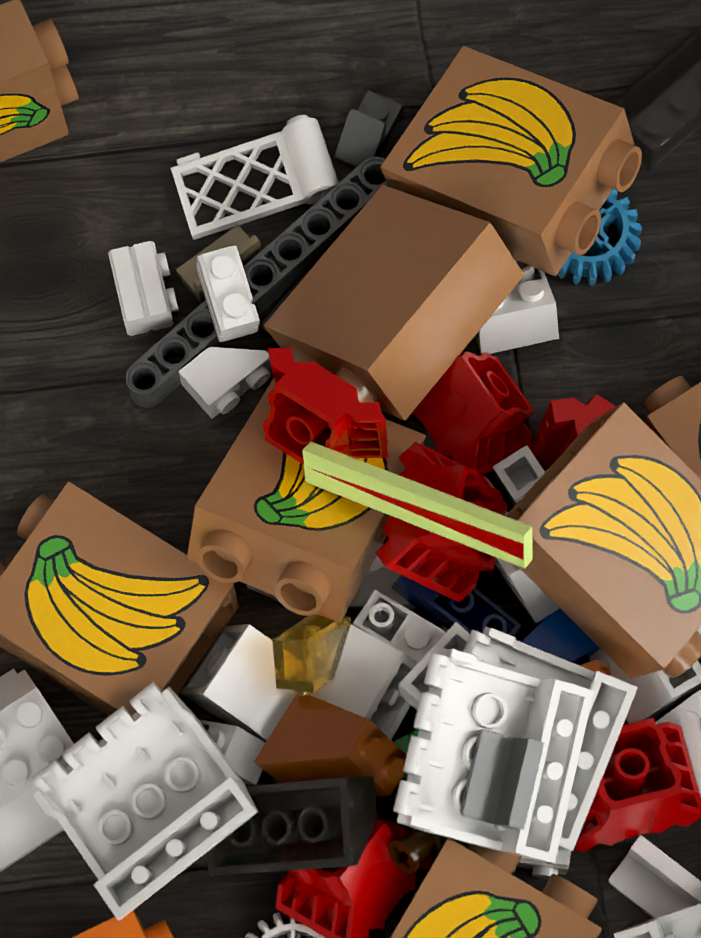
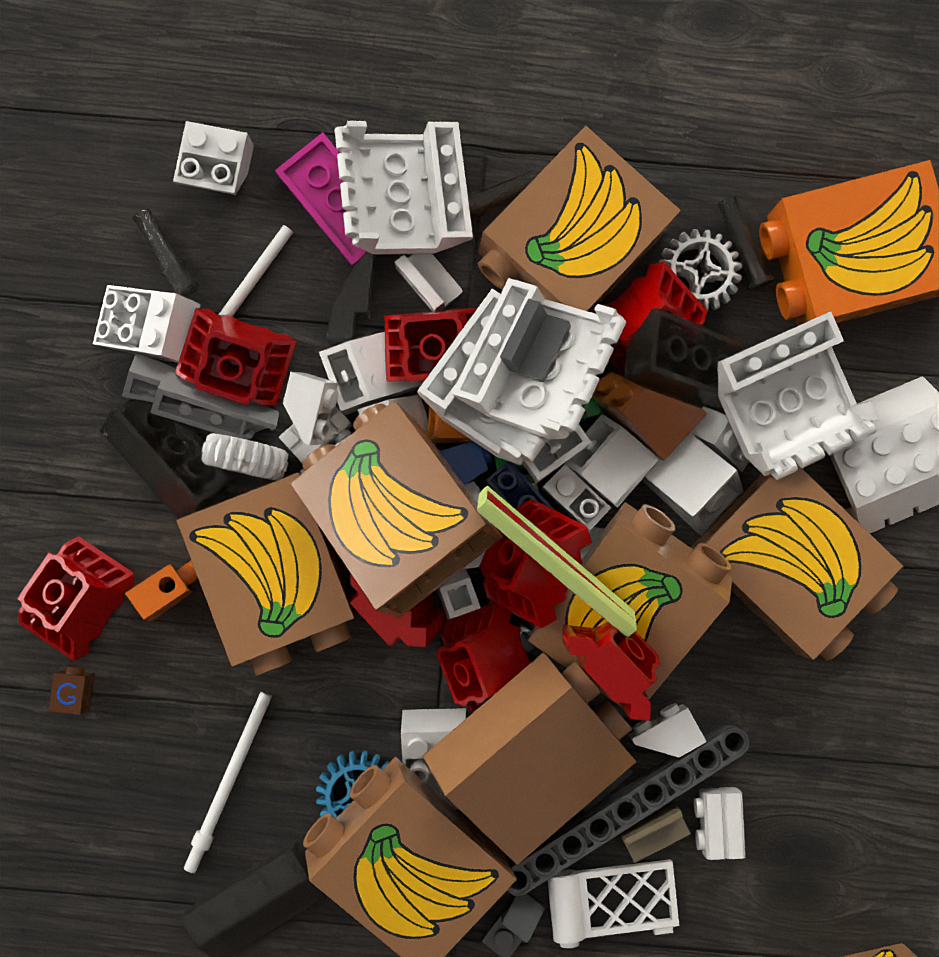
camera: 170 degrees left, 15 degrees up
(227, 293) = (660, 795): white brick -> none
(309, 654) = (652, 481): clear yellow slope -> none

